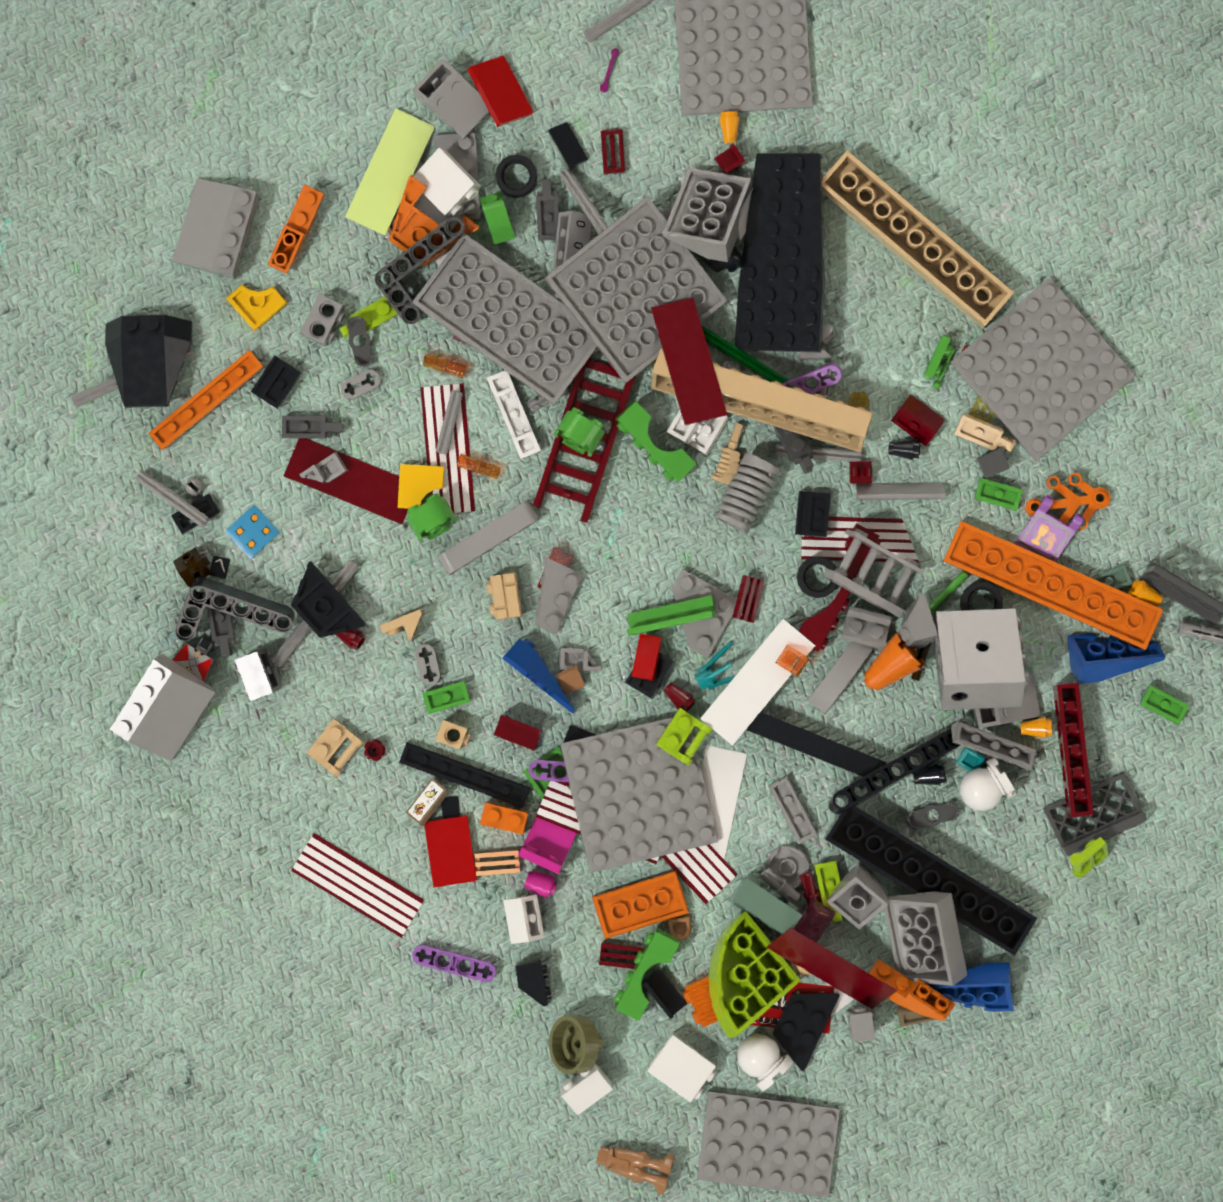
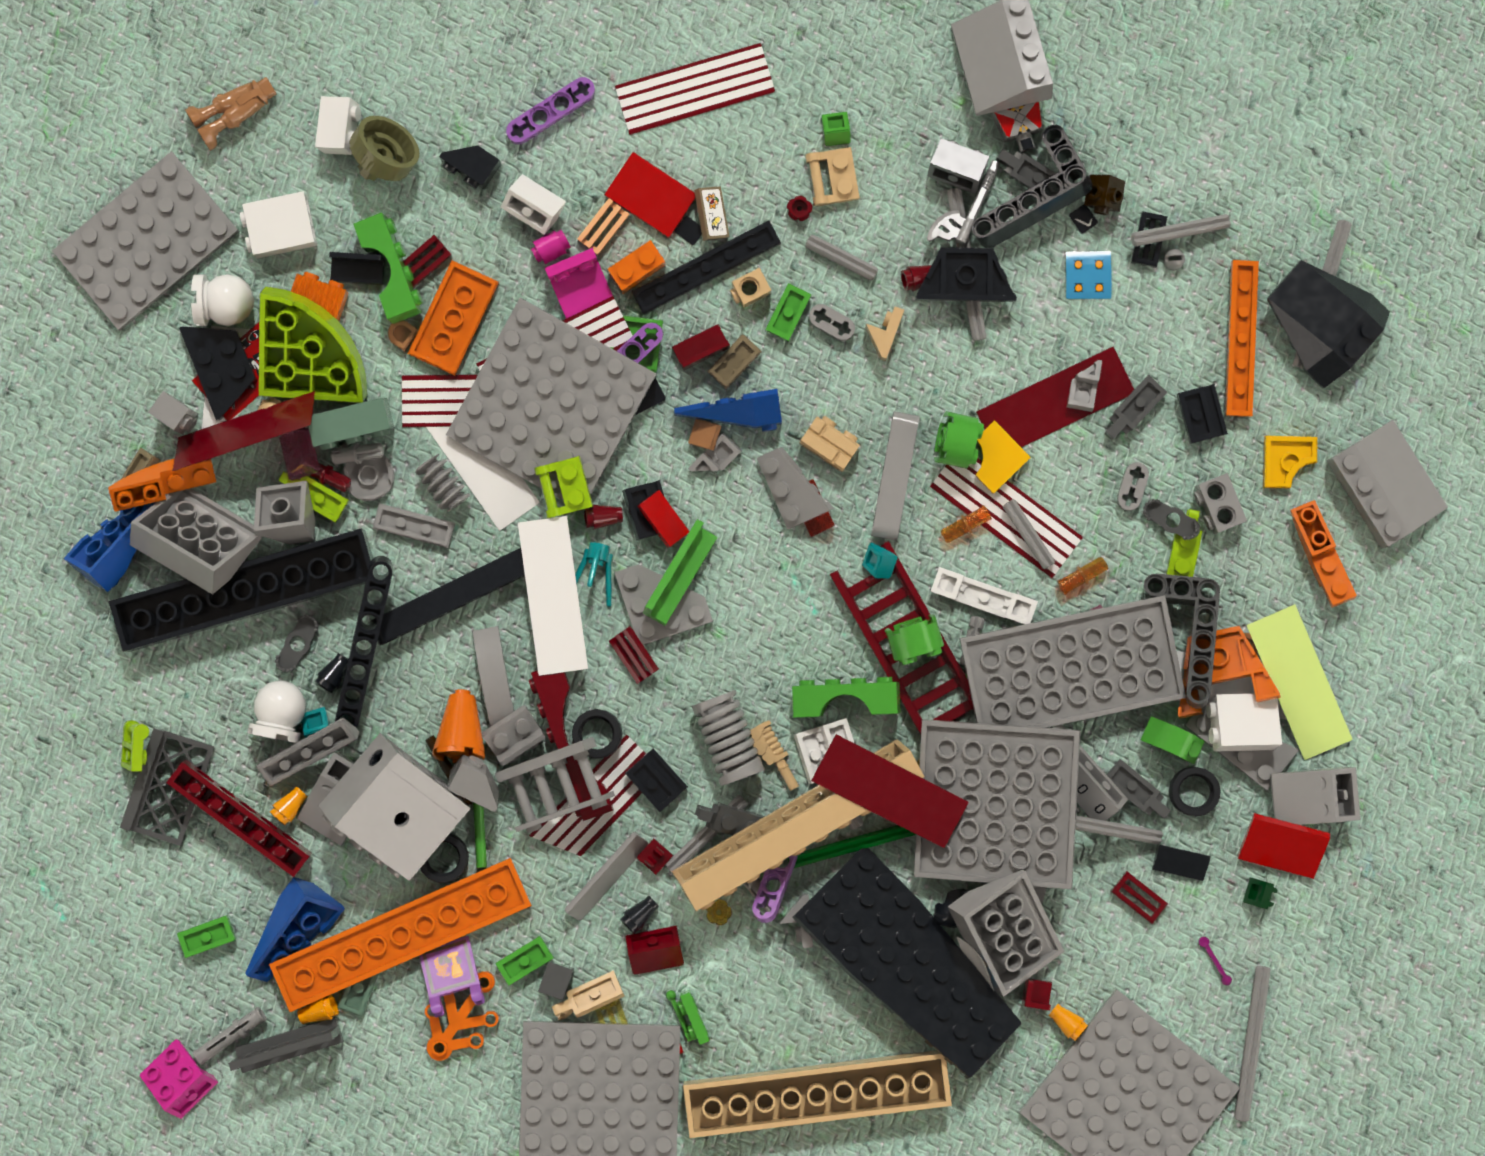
camera: 120 degrees right, 0 degrees up
(299, 632) = (961, 235): none -> light grey piece
(302, 773) = (836, 129): none -> bright green slope
(381, 695) = (841, 257): none -> light grey axle
(507, 702) = (734, 361): none -> dark tan plate
(543, 80) = (1259, 893): none -> dark green tile
(551, 499) = (879, 561): none -> teal slope
(750, 815) = (442, 483): none -> light grey piece
(792, 660) = (543, 642): clear orange slope -> none

